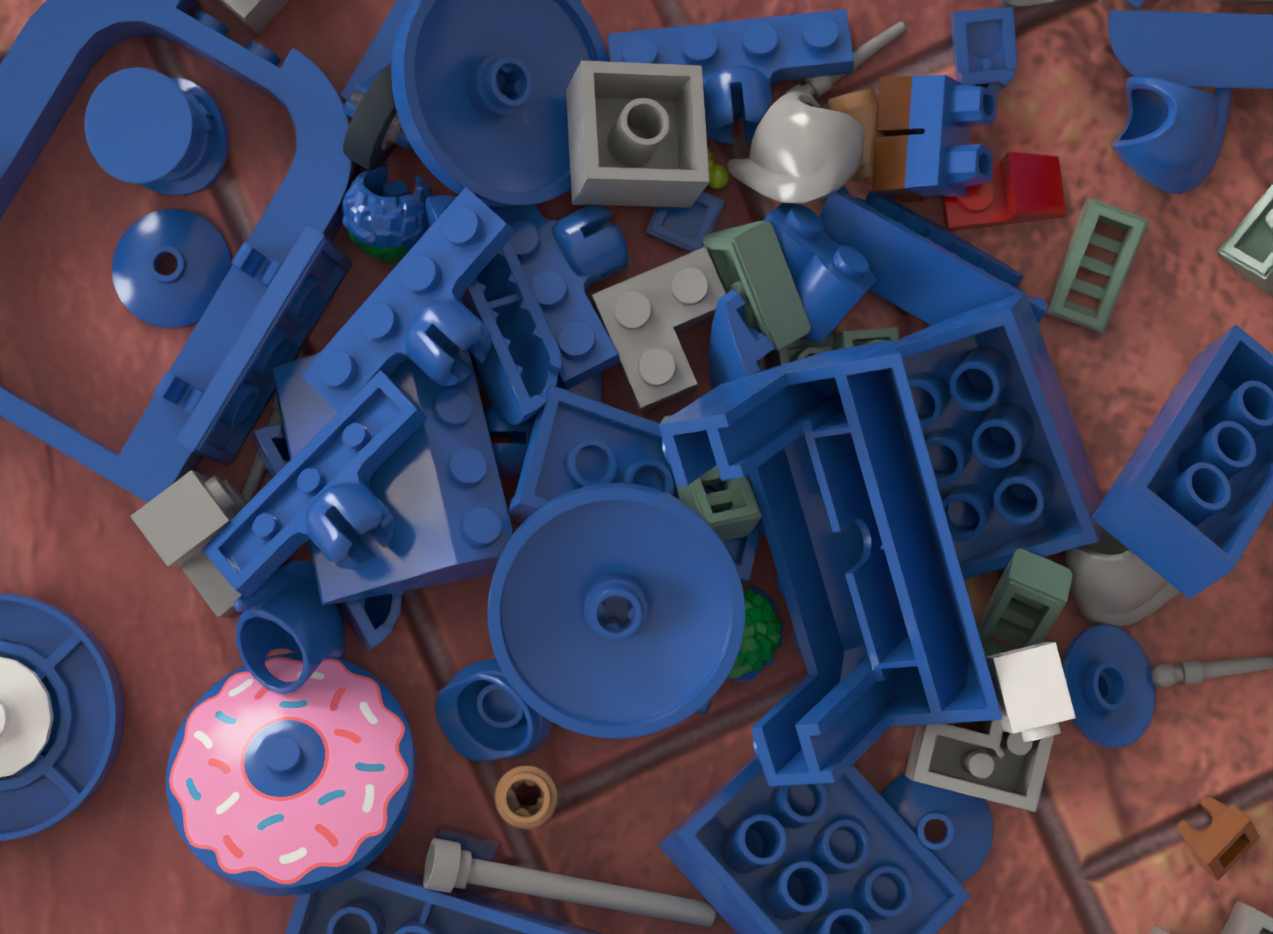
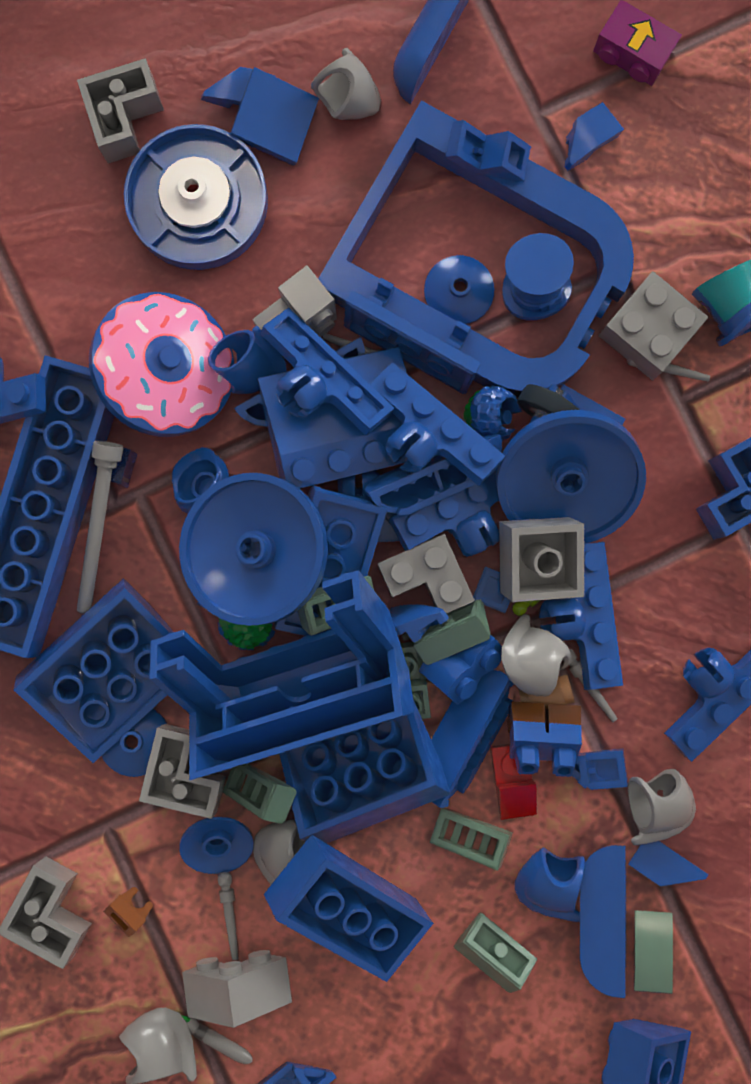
camera: 85 degrees right, 0 degrees up
(516, 811) = (143, 494): medium nougat cone -> none
(1031, 690) = (208, 797): white brick -> none

